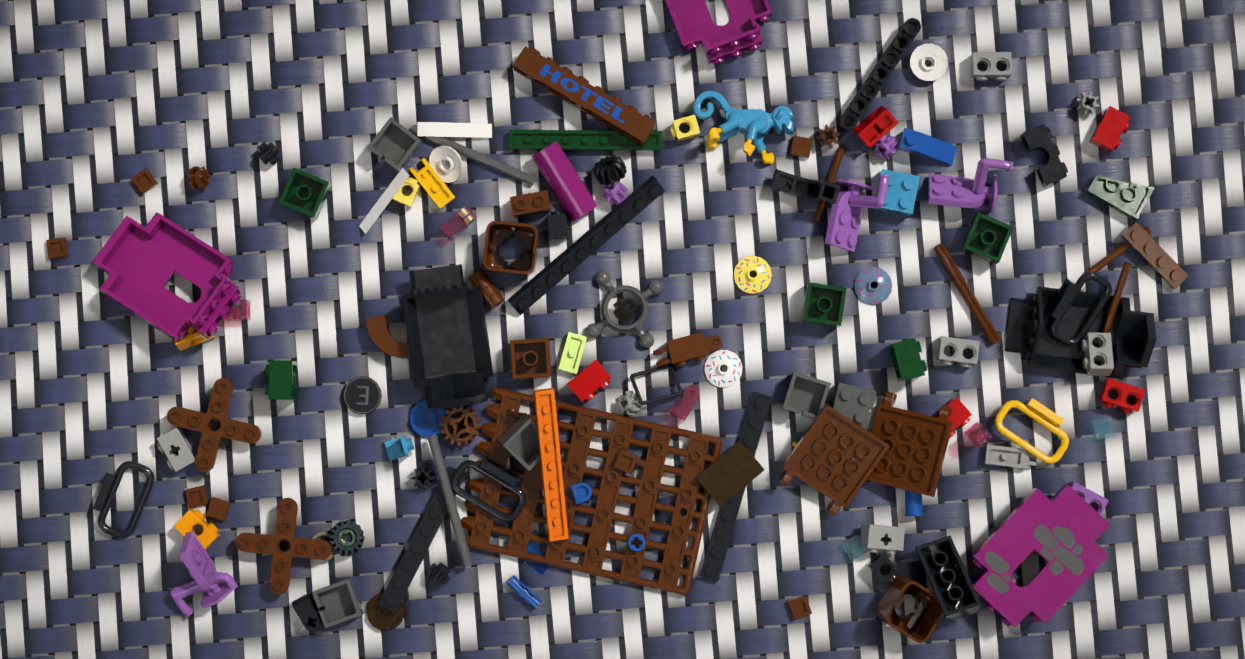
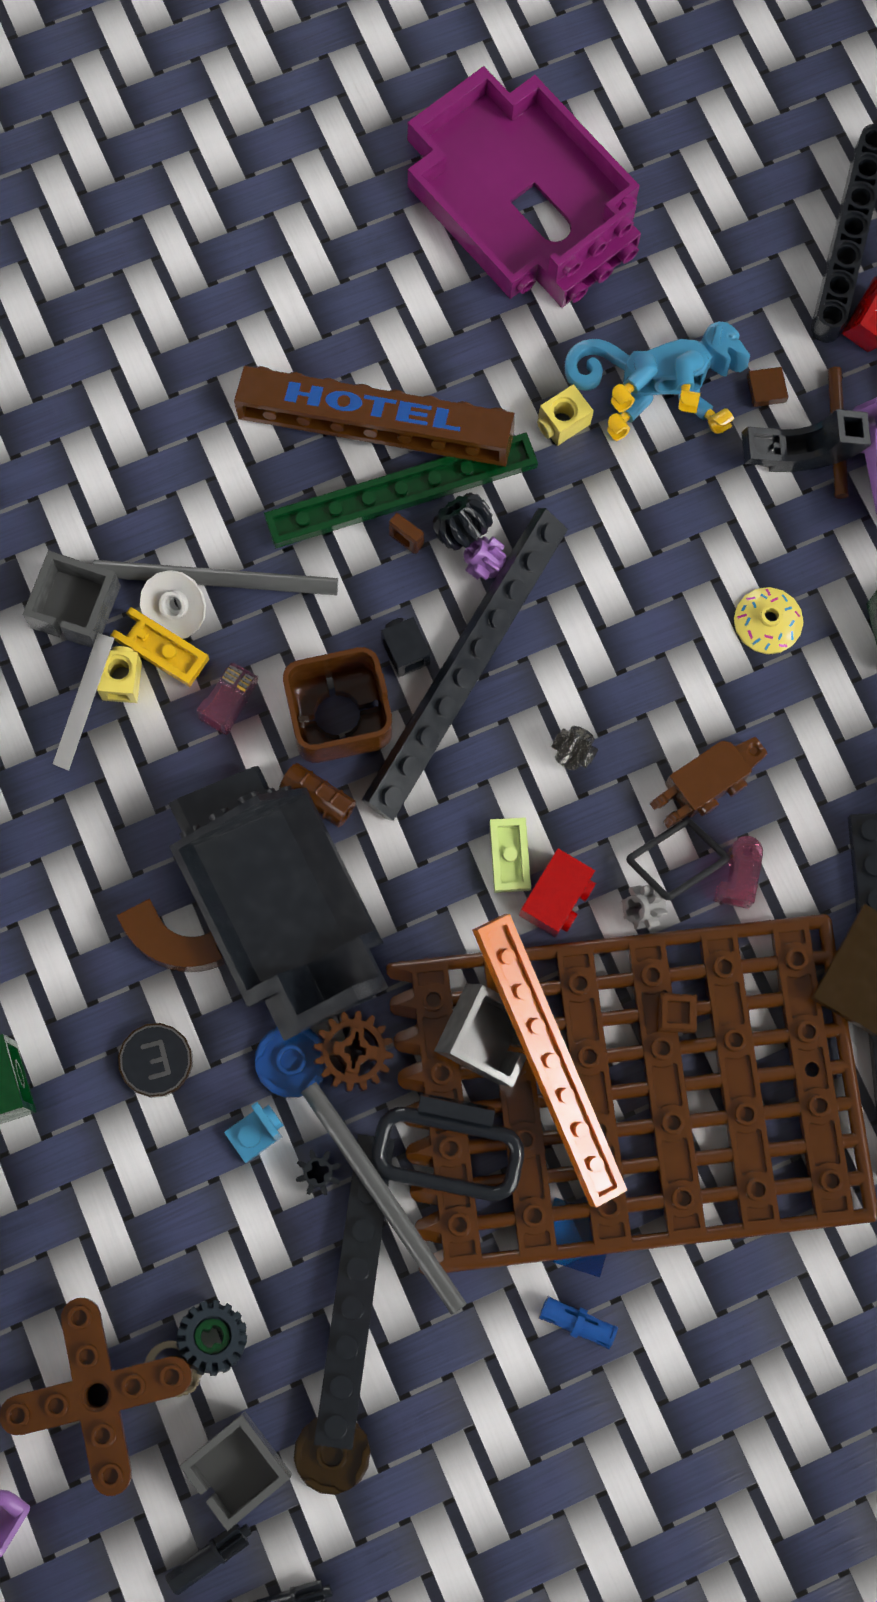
camera: 25 degrees left, 10 degrees down
(306, 609) = (177, 1504): black piece -> none
(314, 637) = (208, 1558): none -> black piece
(439, 573) = (409, 1344): black gear -> none
(444, 129) = (169, 545): white sticker -> none
(530, 204) = (345, 622): reddish brown brick -> none
(530, 358) = (440, 887): reddish brown brick -> none
(564, 181) = (390, 564): magenta brick -> none
(579, 165) = (406, 533): none -> reddish brown tile
(582, 492) = (618, 1096): blue tile -> none
(594, 330) = (532, 803): dark grey piece -> none
(640, 537) = (755, 1141): blue bush -> none
(720, 378) = (773, 809): white dish -> none
(827, 130) = (813, 347): reddish brown gear -> none

